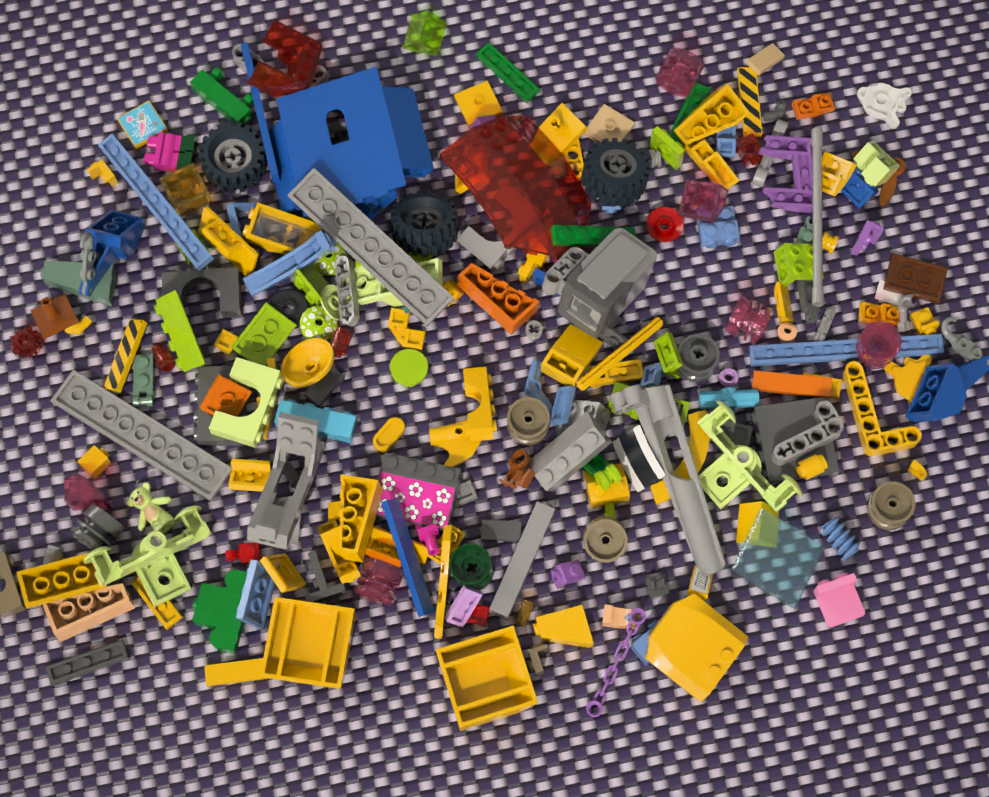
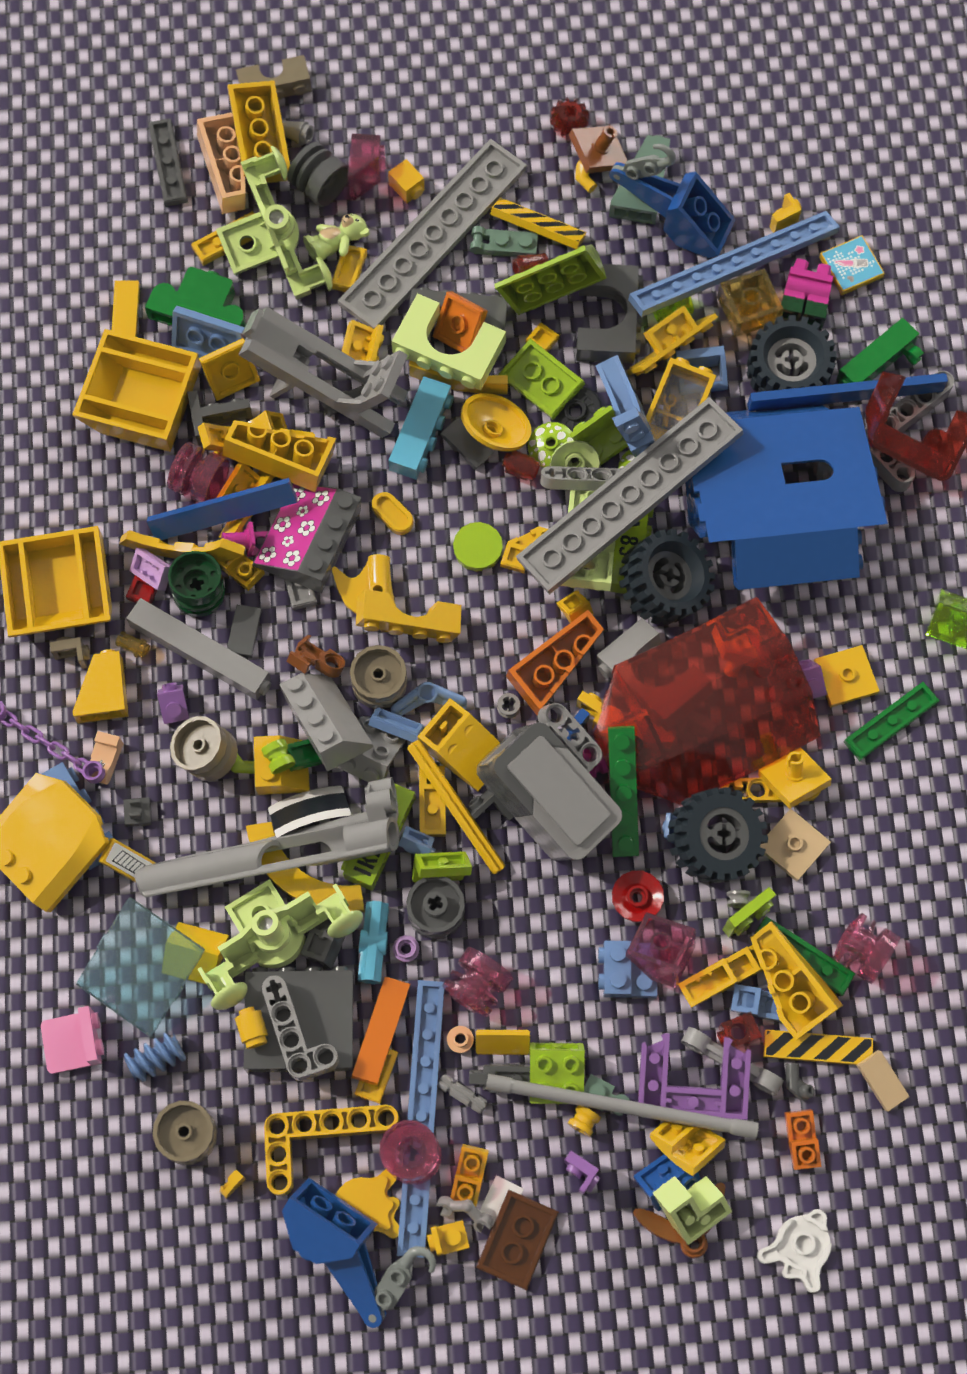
camera: 95 degrees right, 0 degrees up
(179, 497) = (349, 268): none -> yellow tile

